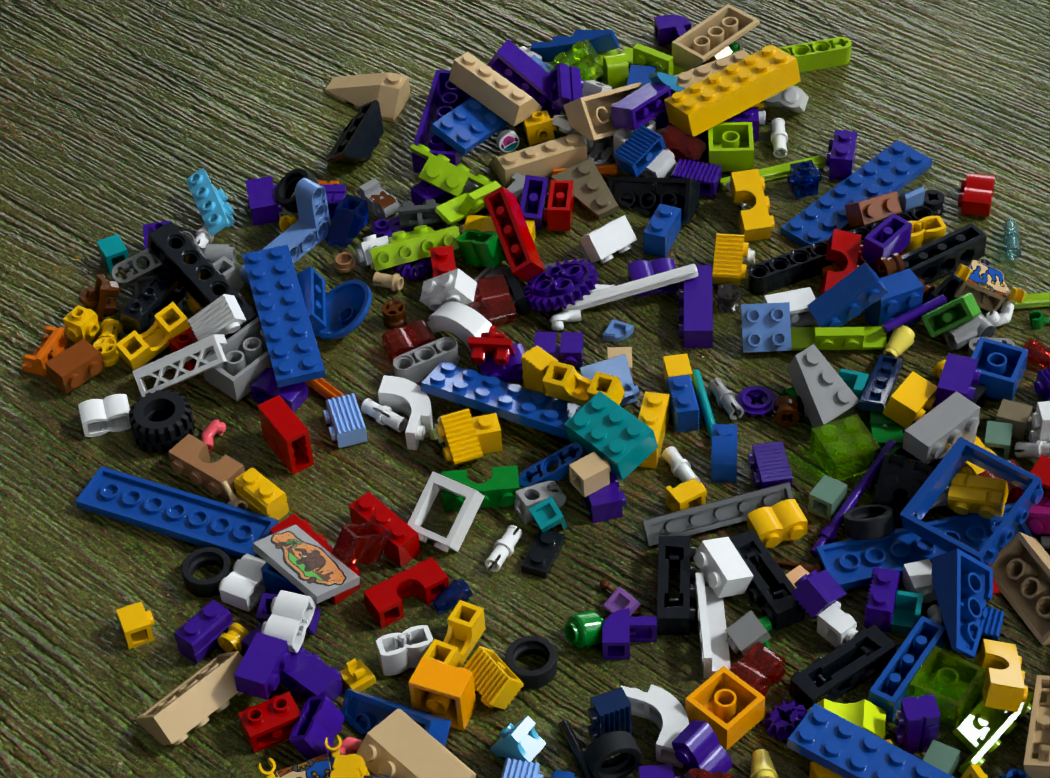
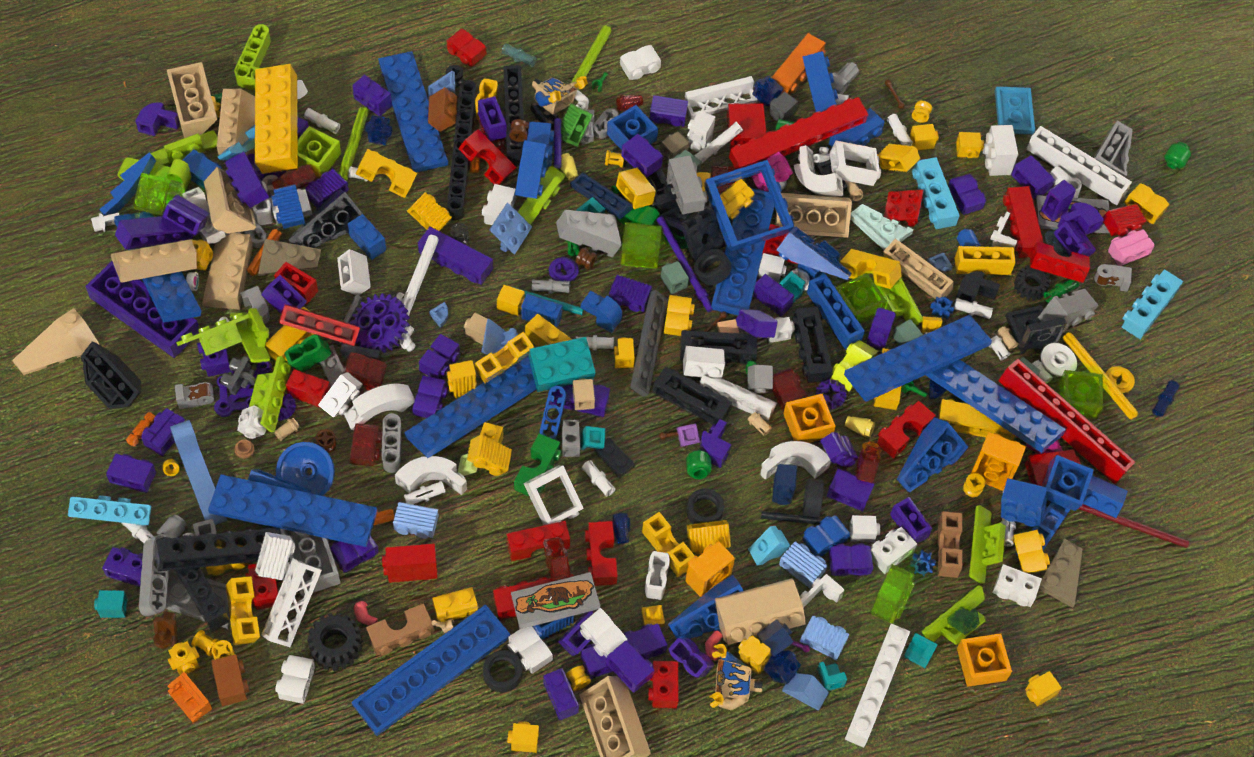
camera: 70 degrees left, 15 degrees up
(287, 186) = (136, 442): black tyre -> none
(348, 220) = (205, 425): clear blue slope -> none
(491, 343) = (430, 389): red hips -> none
(644, 268) = (404, 266): dark purple brick -> none
(689, 661) = (761, 425): none -> tan pin

